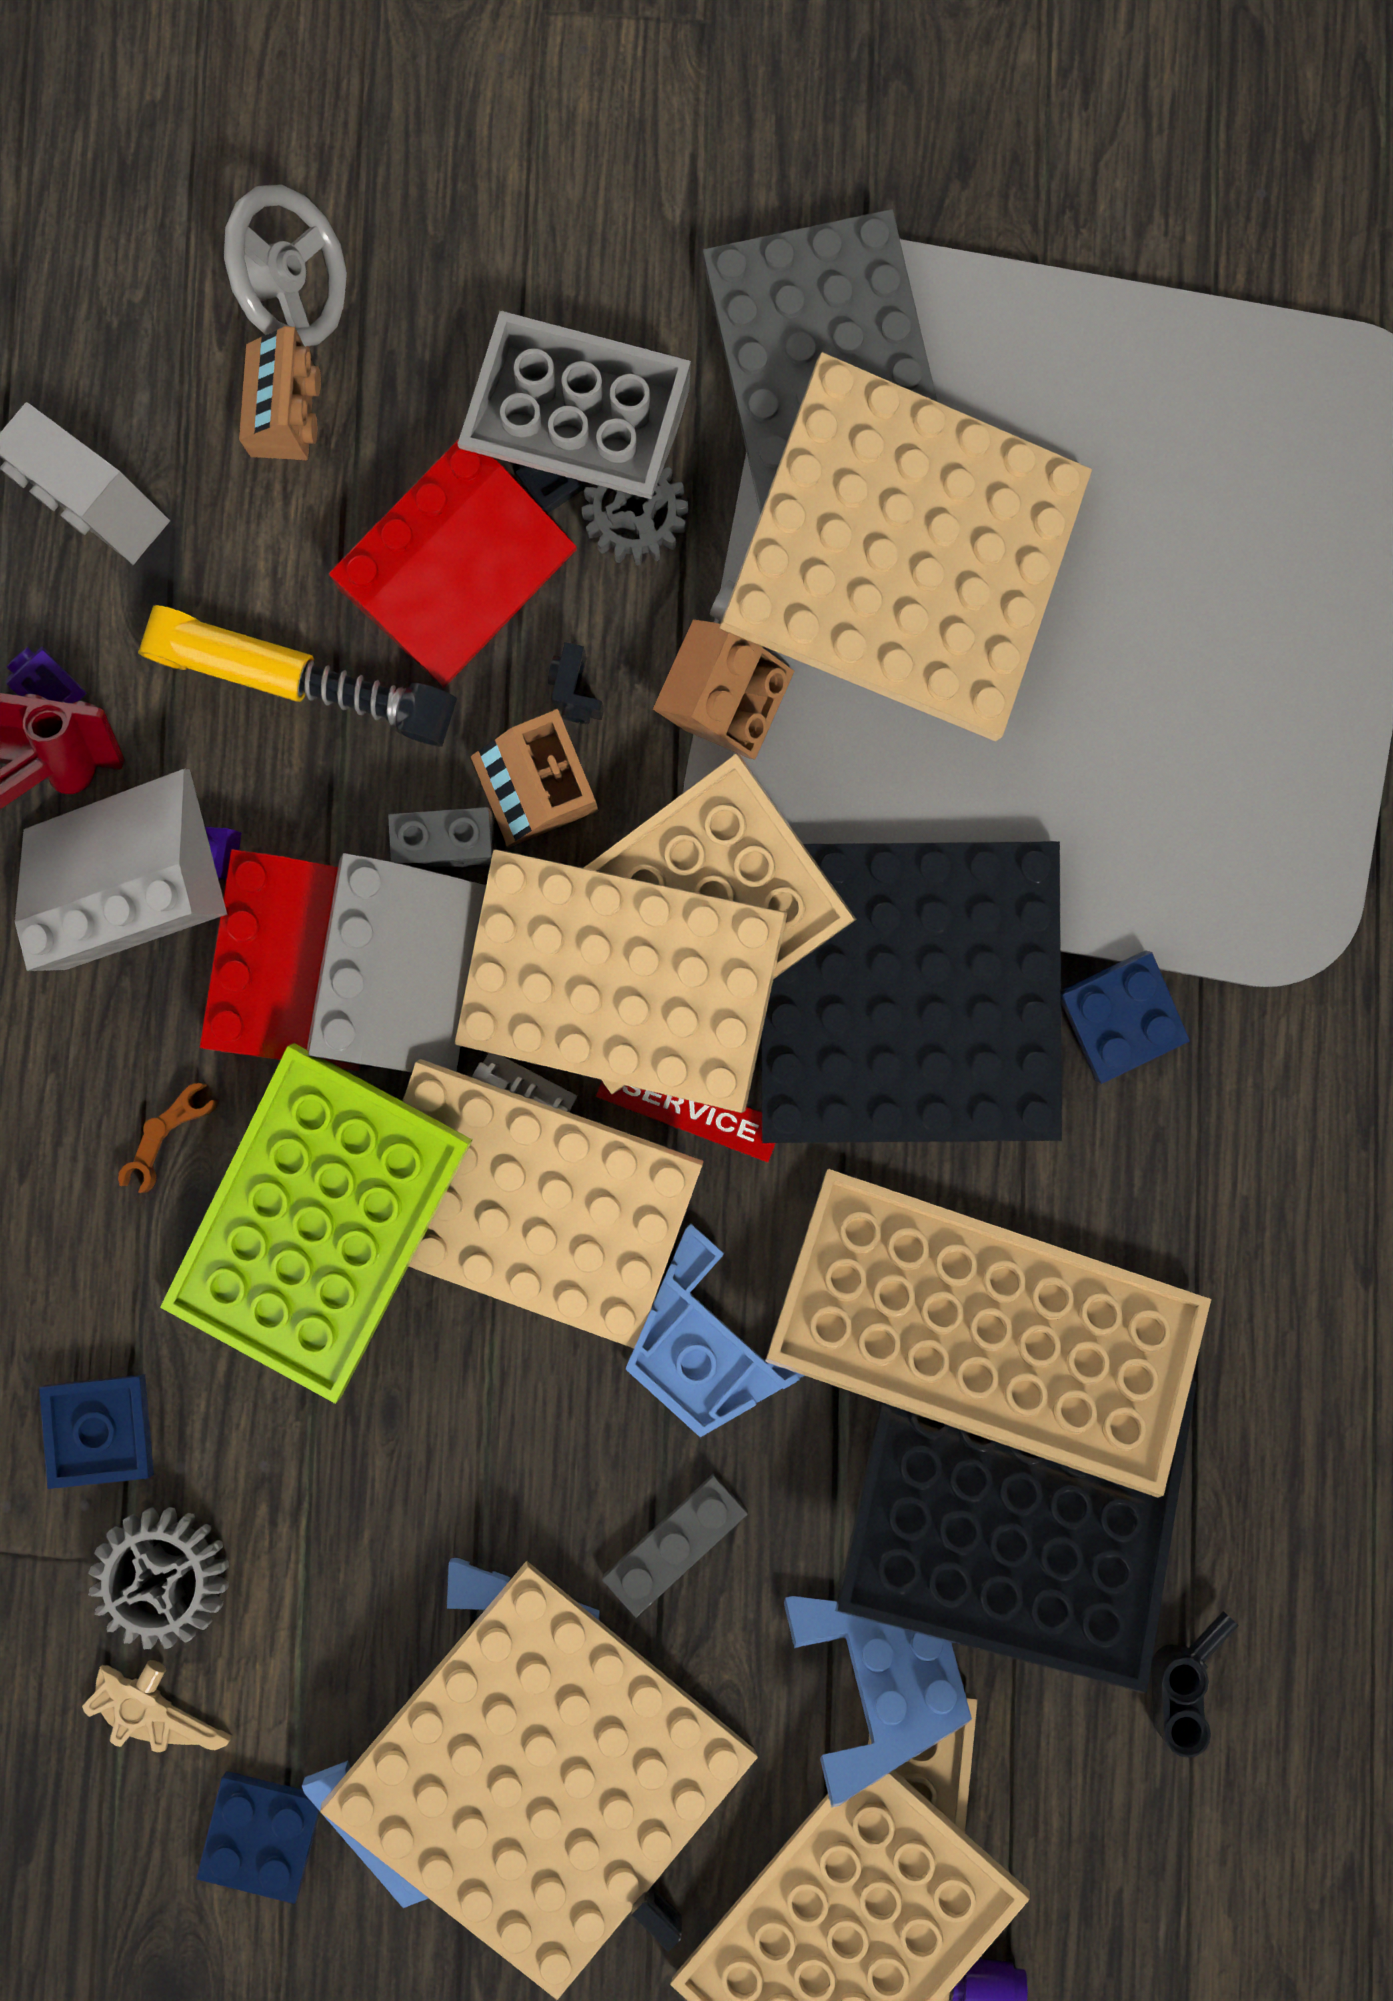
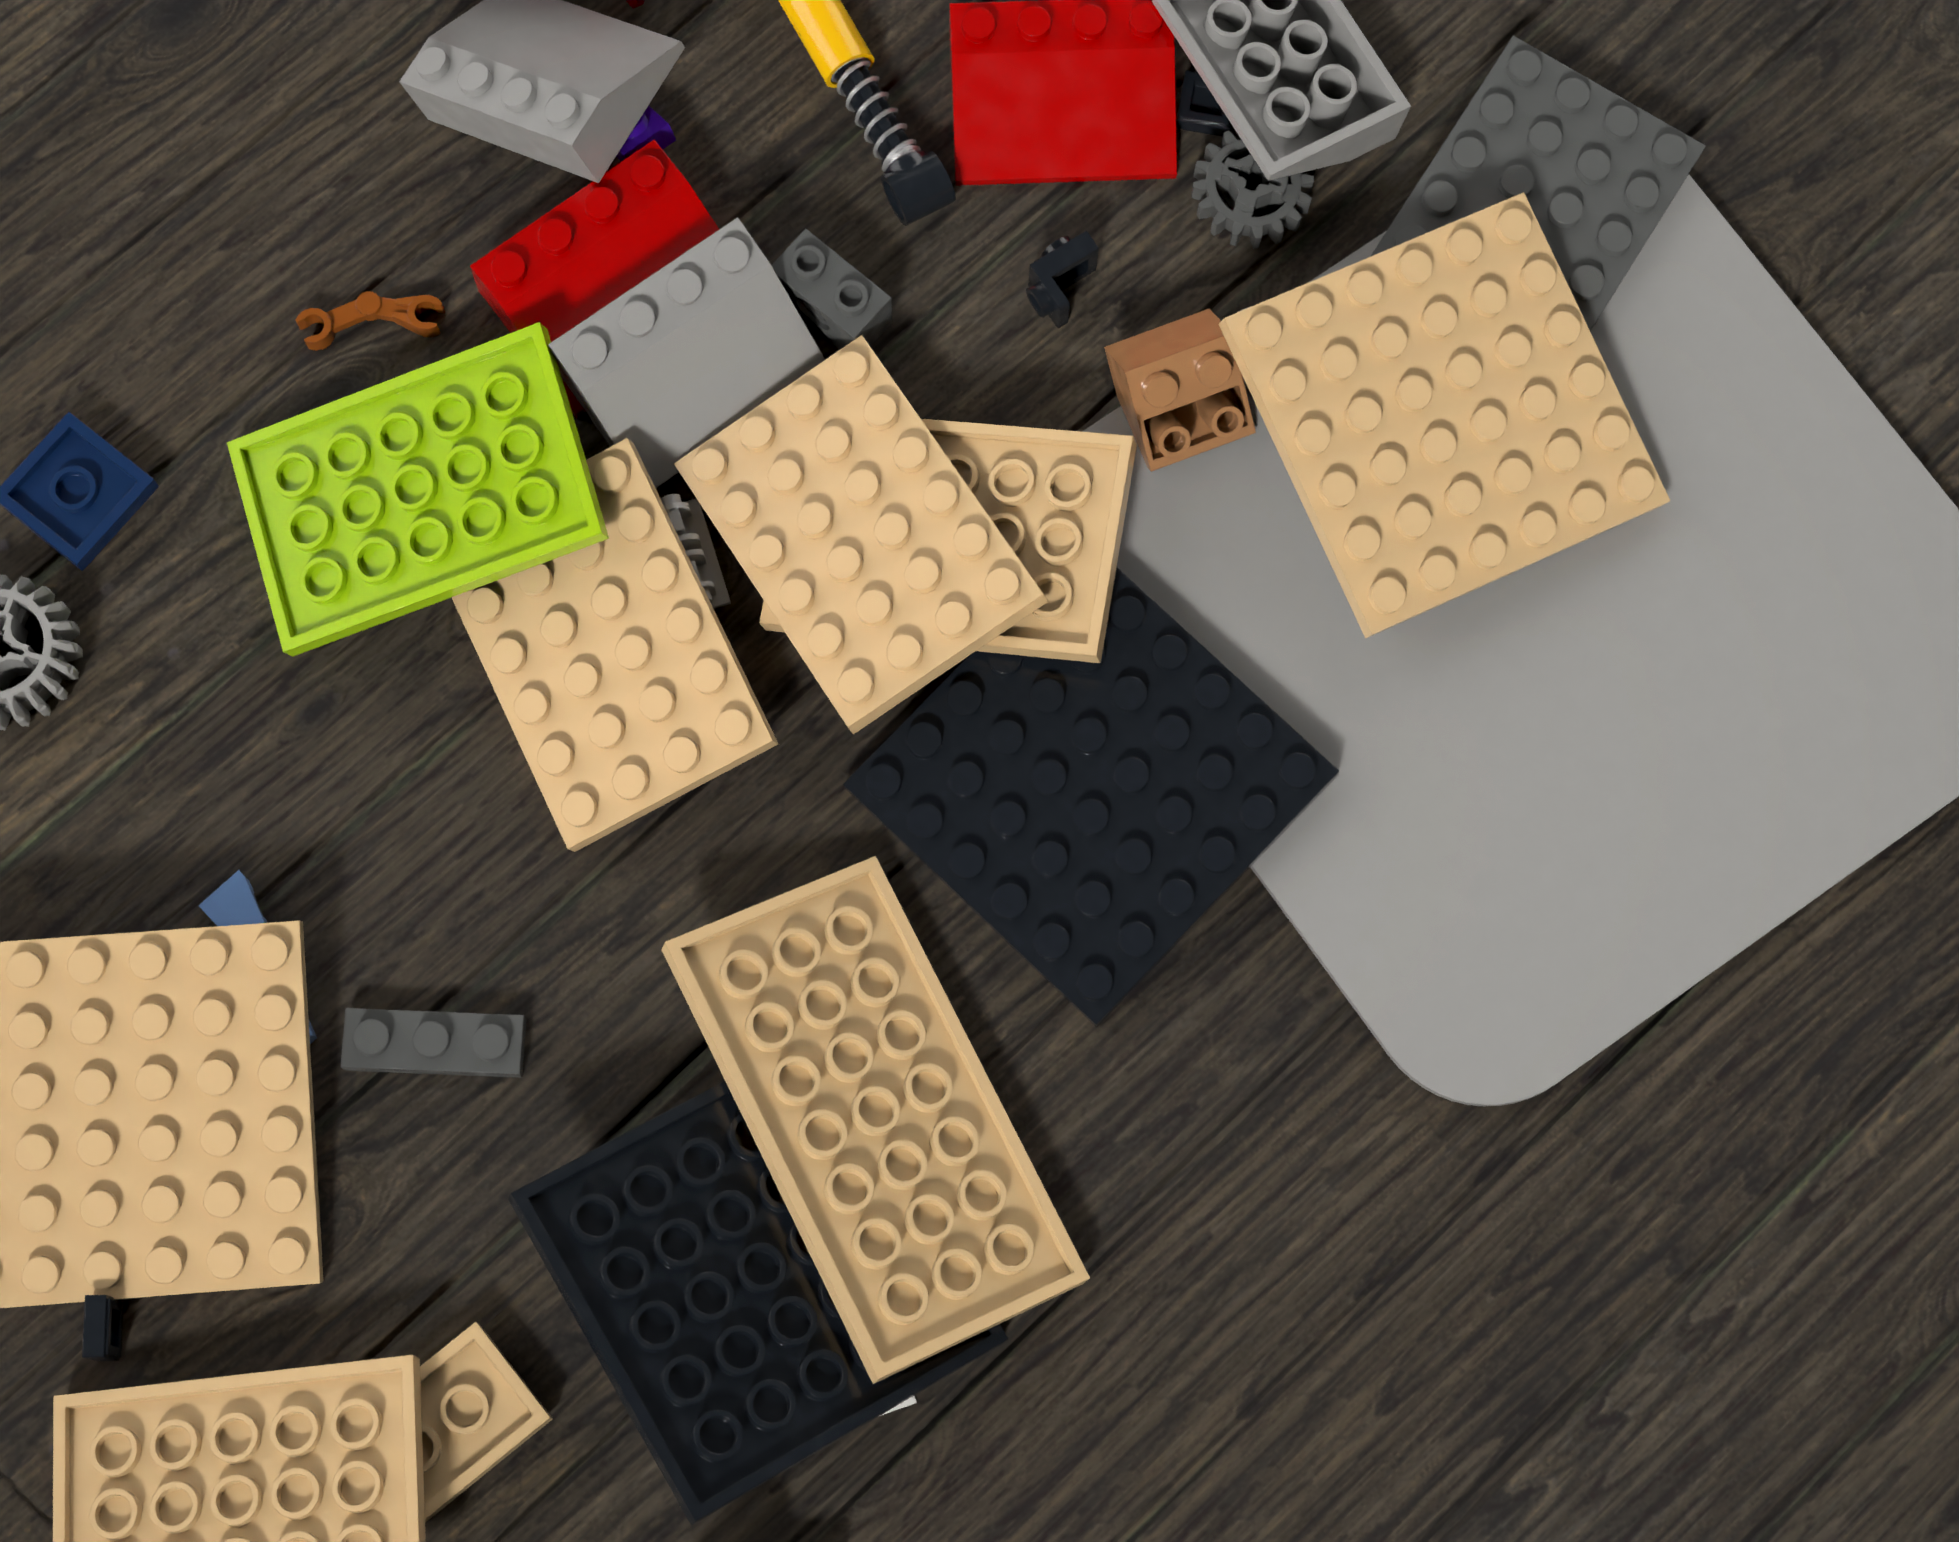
camera: 40 degrees right, 10 degrees down
(534, 779) = (955, 317): medium nougat slope -> none
(692, 1356) = (607, 900): medium blue wing -> none
(716, 1124) = (819, 726): red sticker -> none
(905, 1688) = (503, 1337): medium blue wing -> none
(1123, 1016) = (1253, 975): dark blue plate -> none

